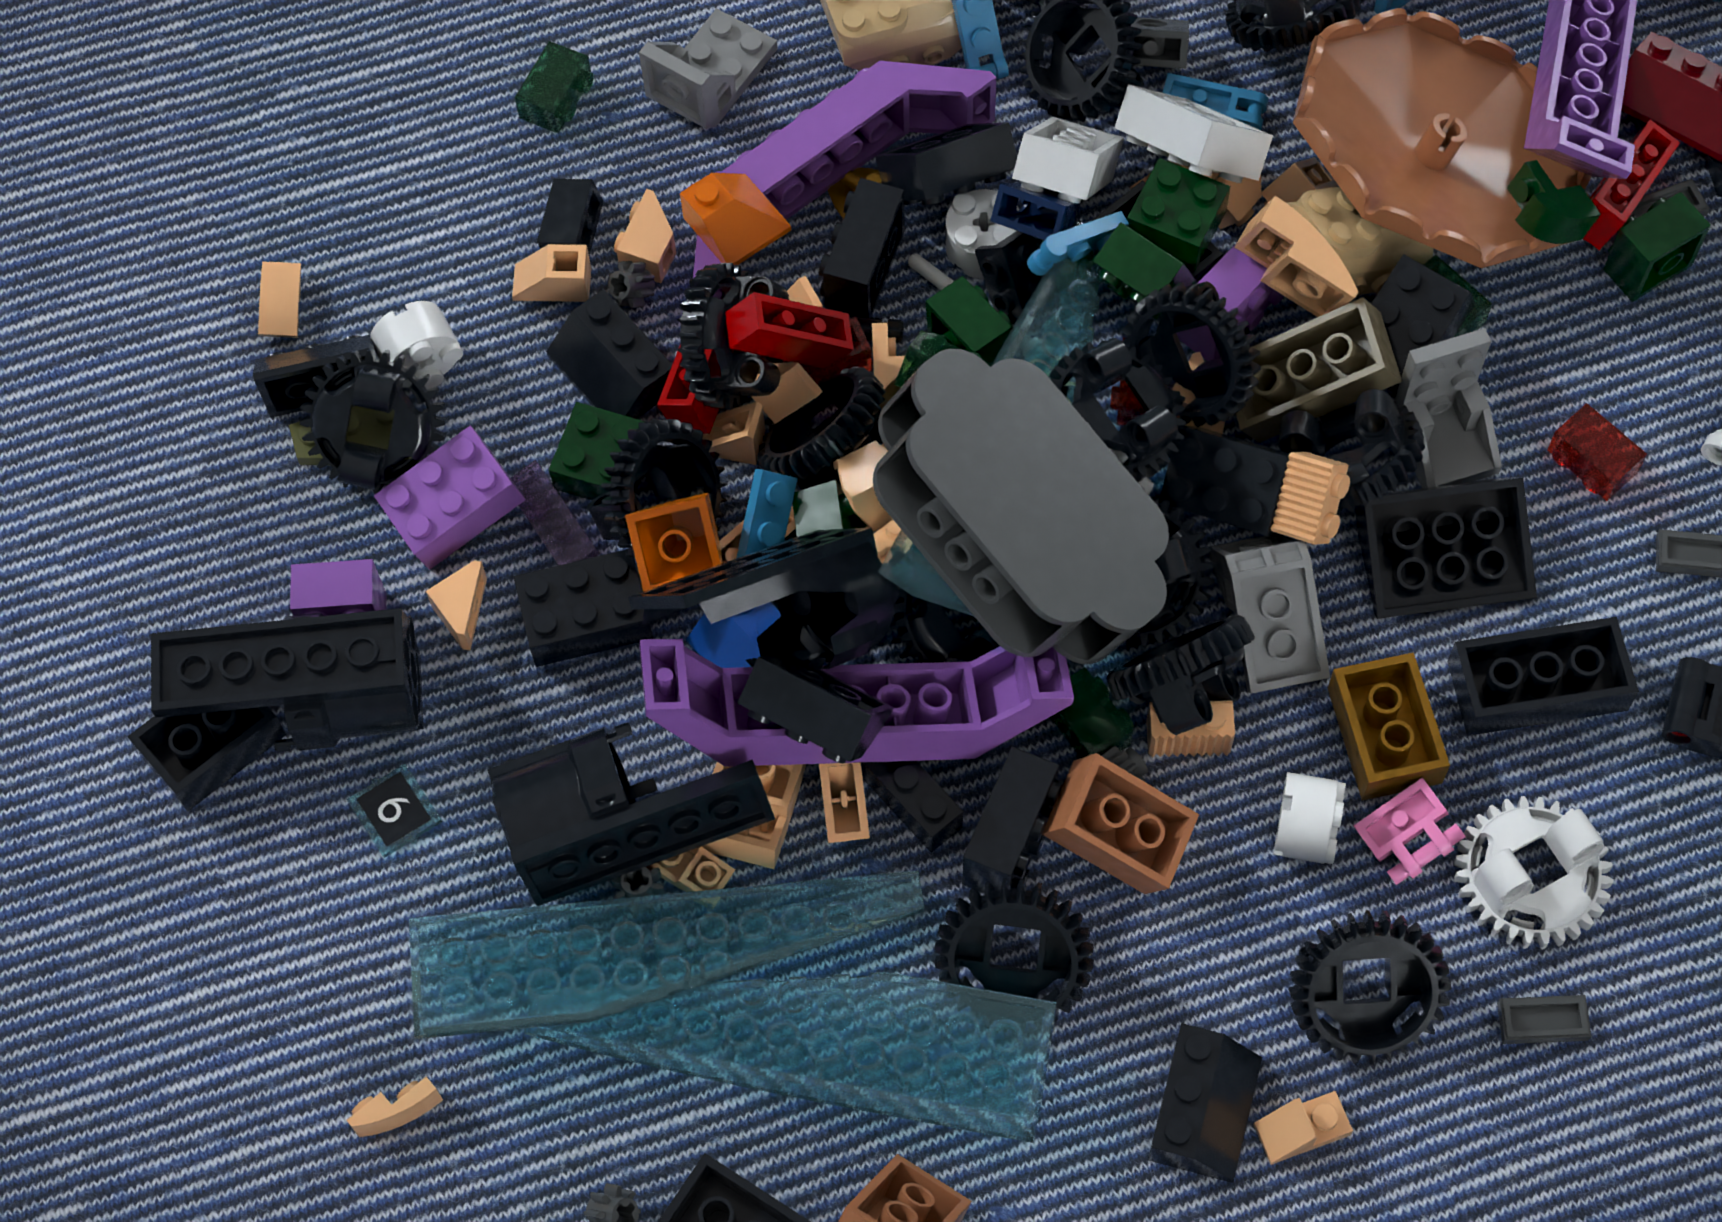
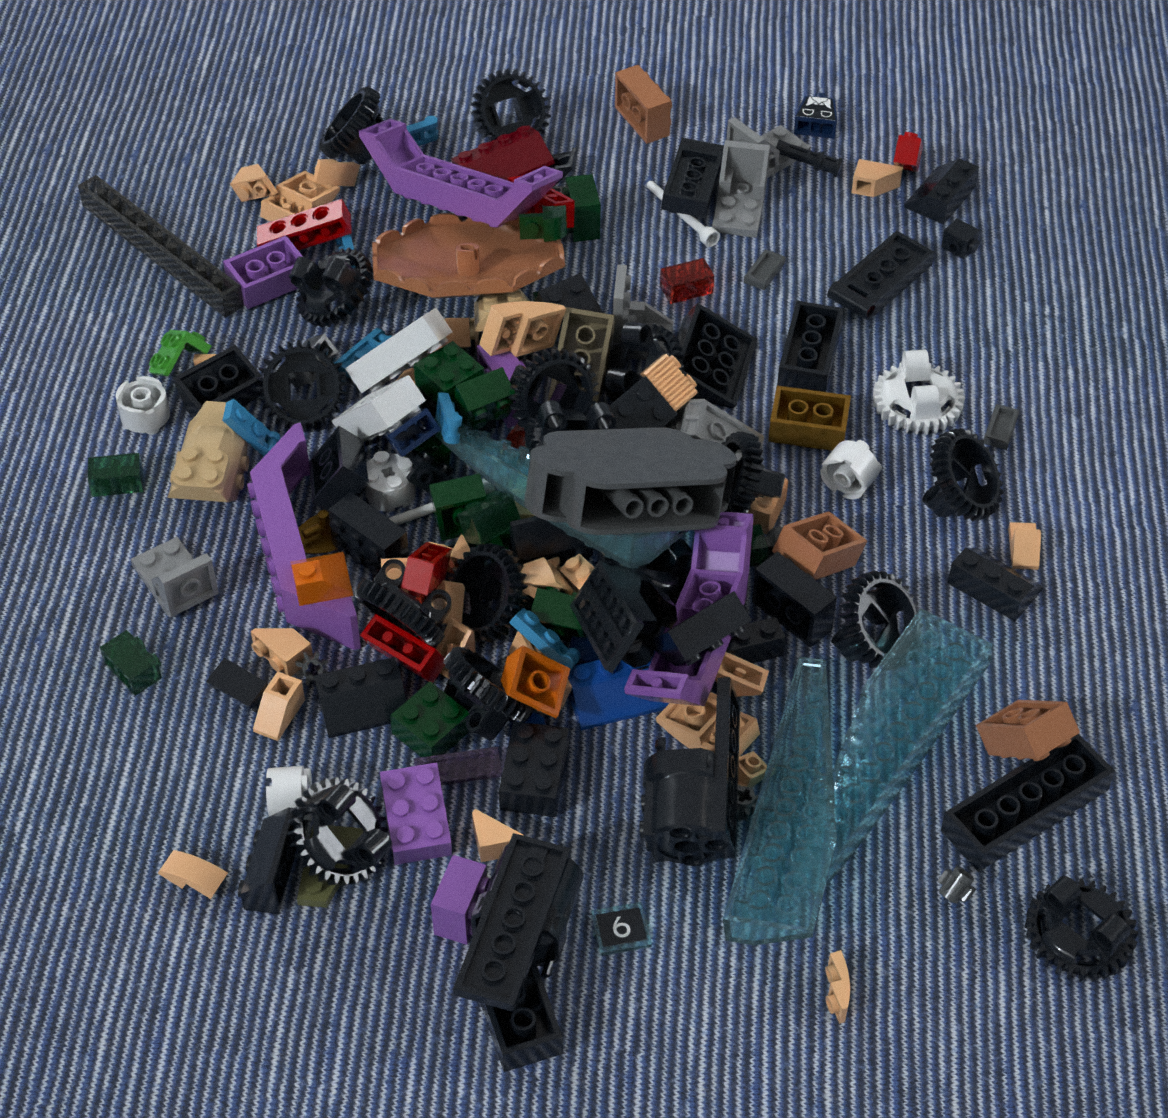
camera: 70 degrees left, 15 degrees down
(1401, 821) = (865, 427): bright pink plate -> none

